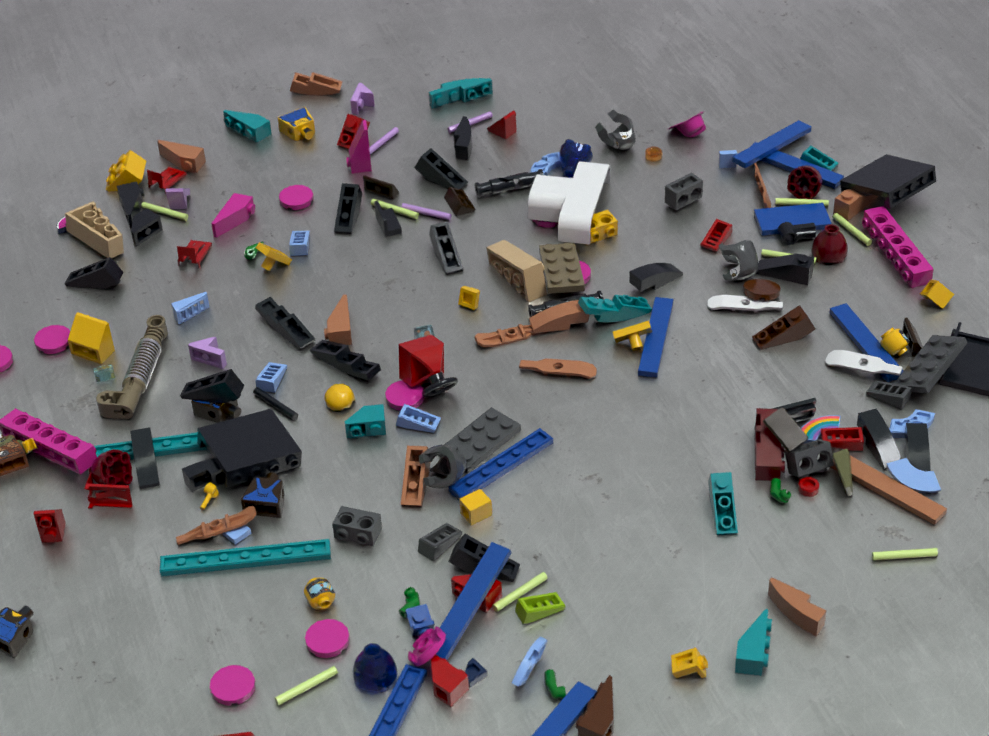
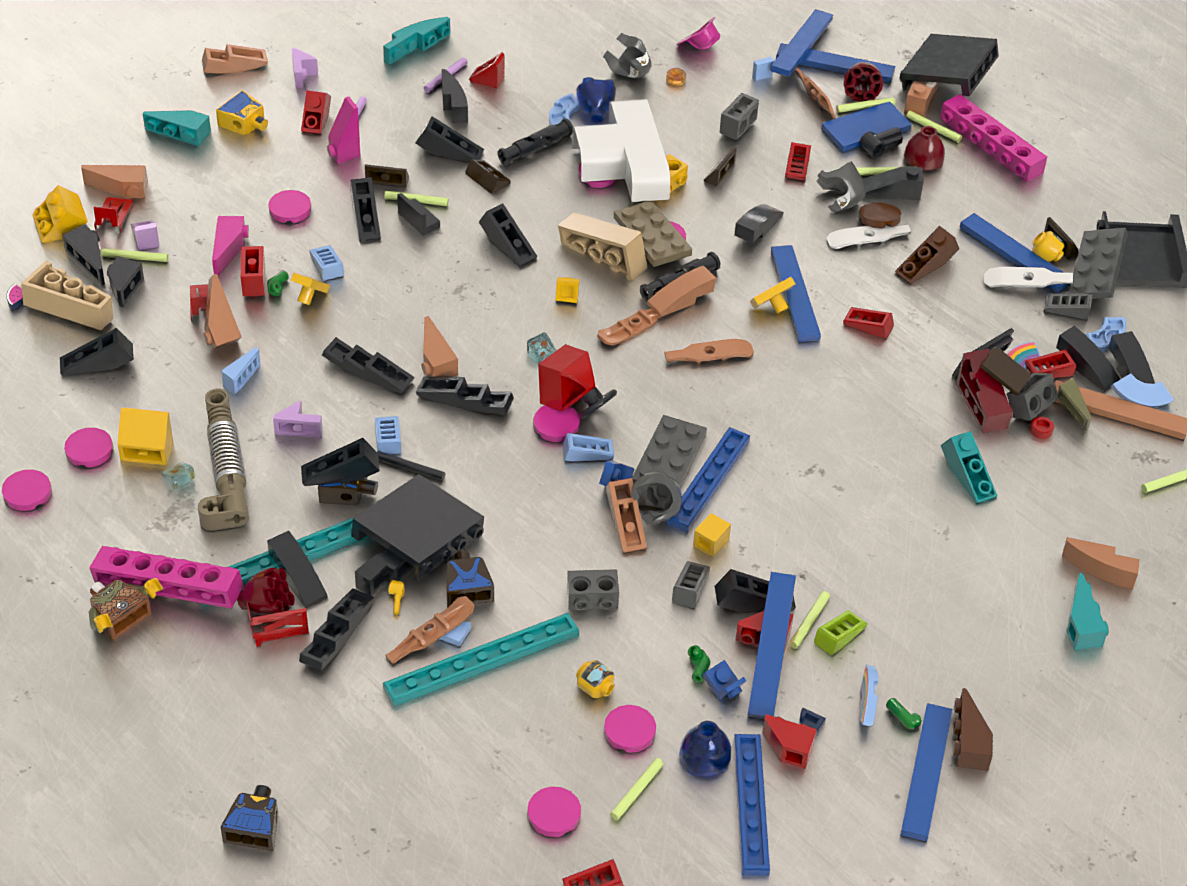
camera: 25 degrees left, 5 degrees up
(50, 525) = (231, 679): red slope -> none
(152, 508) = (337, 629): none -> black slope
(189, 269) = (219, 320): none -> nougat slope
(237, 237) = (252, 271): none -> red brick
(339, 397) = (483, 442): yellow hair -> none
(366, 422) = (535, 464): teal slope -> none
(423, 438) = (615, 471): none -> blue bracket
(426, 646) = (752, 708): dark pink tile -> none
(429, 212) = (464, 195): lavender bar -> none
(615, 310) = (740, 269): teal slope -> none
(649, 229) = (721, 168): none -> dark brown slope
(688, 663) = (1028, 652): yellow bracket -> none
(707, 372) = (876, 323): none -> red slope
(776, 492) = (1021, 445): green arm -> none
(818, 158) = (858, 50): teal slope -> none
(937, 293) = (1060, 182): yellow panel -> none

